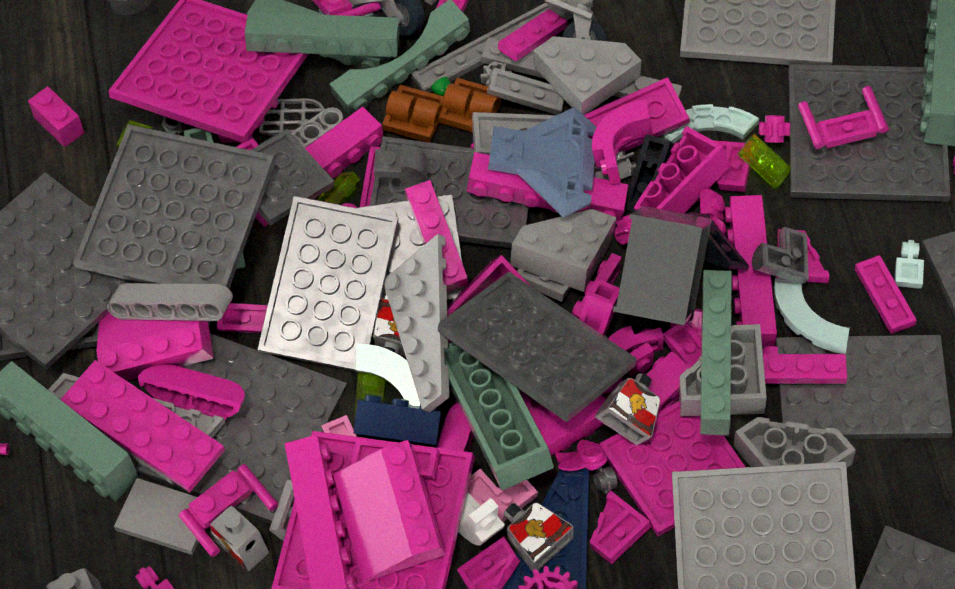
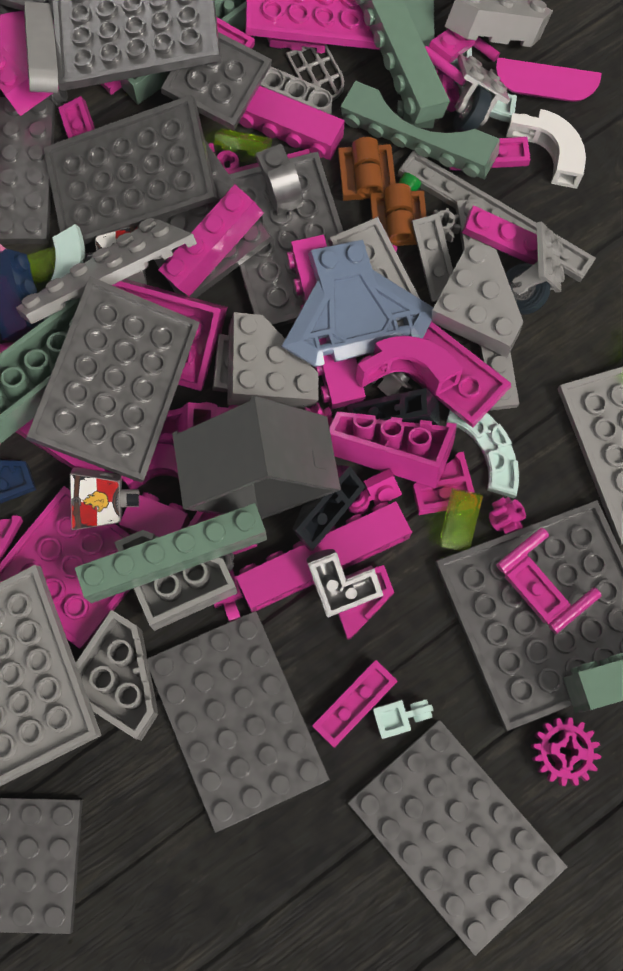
camera: 60 degrees right, 15 degrees up
(588, 456) = (42, 473): dark pink plate -> none
(605, 479) = (29, 506): flat silver plate -> none
(644, 358) = (170, 486): dark pink plate -> none
(804, 321) = (280, 635): light aqua tile -> none
(805, 368) = (223, 652): dark pink plate -> none

